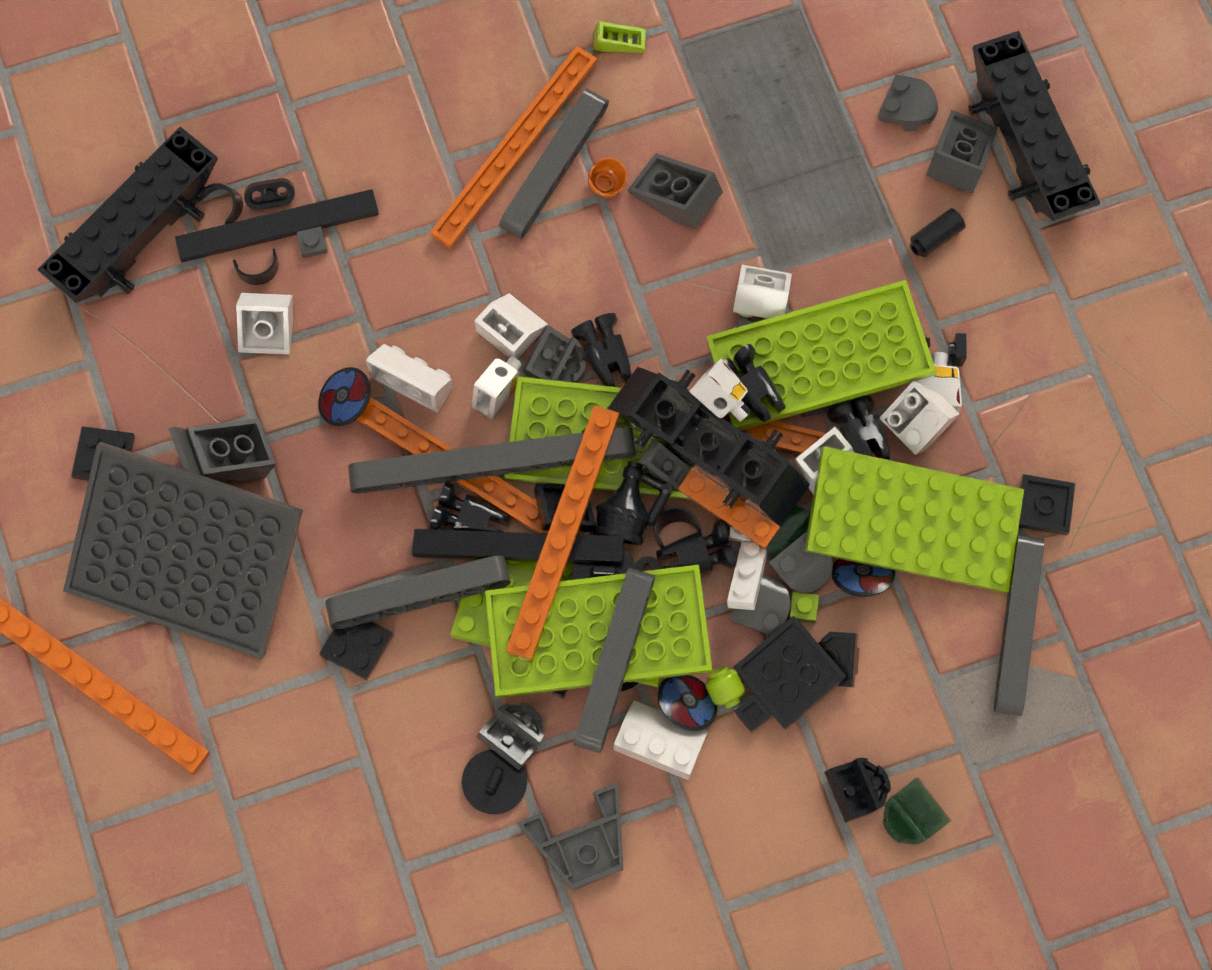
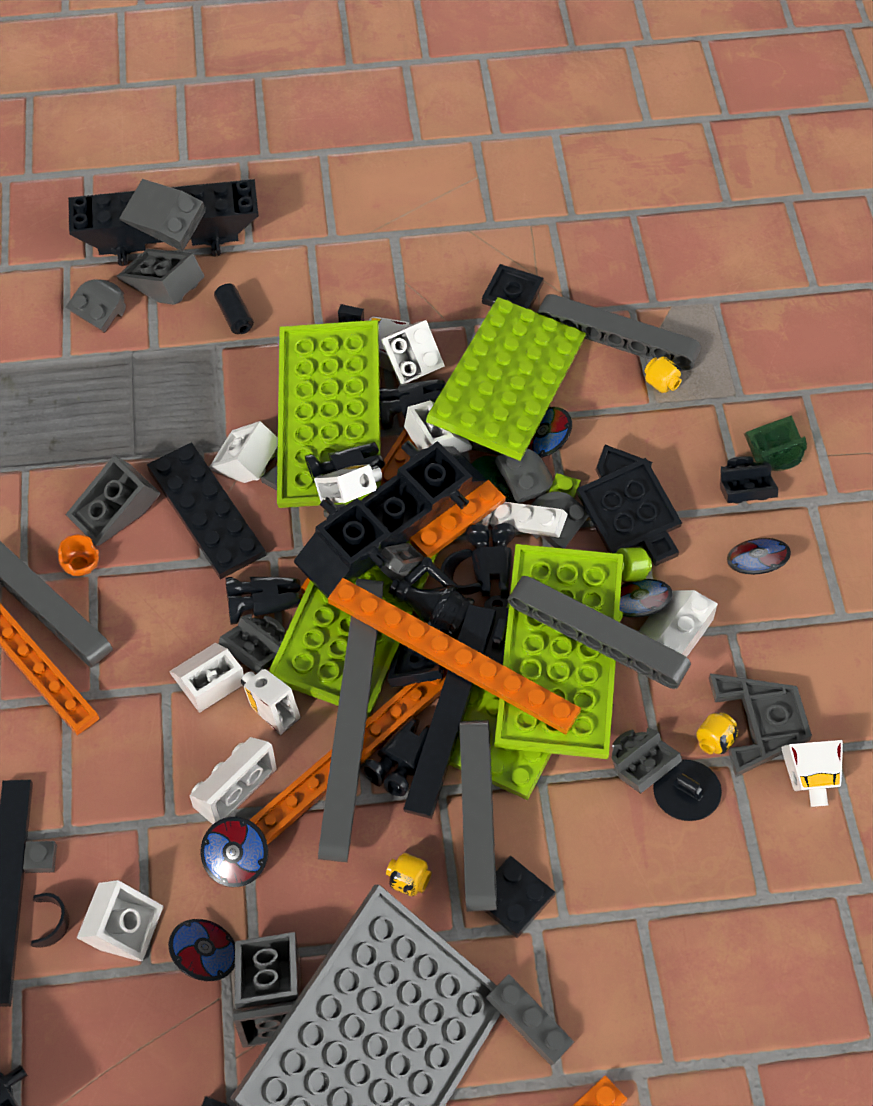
camera: 75 degrees left, 15 degrees down
(242, 677) = (530, 1019): none -> dark grey plate
(252, 394) = (202, 950): none -> shield
(355, 548) = (408, 874): none -> yellow head
(535, 894) = (814, 768): none -> white torso
(555, 799) = (717, 733): none -> yellow head
(692, 275) = (206, 510): none -> black plate
(765, 812) = (758, 556): none -> shield
(974, 681) = (663, 374): none -> yellow head
(1015, 127) = (164, 213): none -> dark grey slope

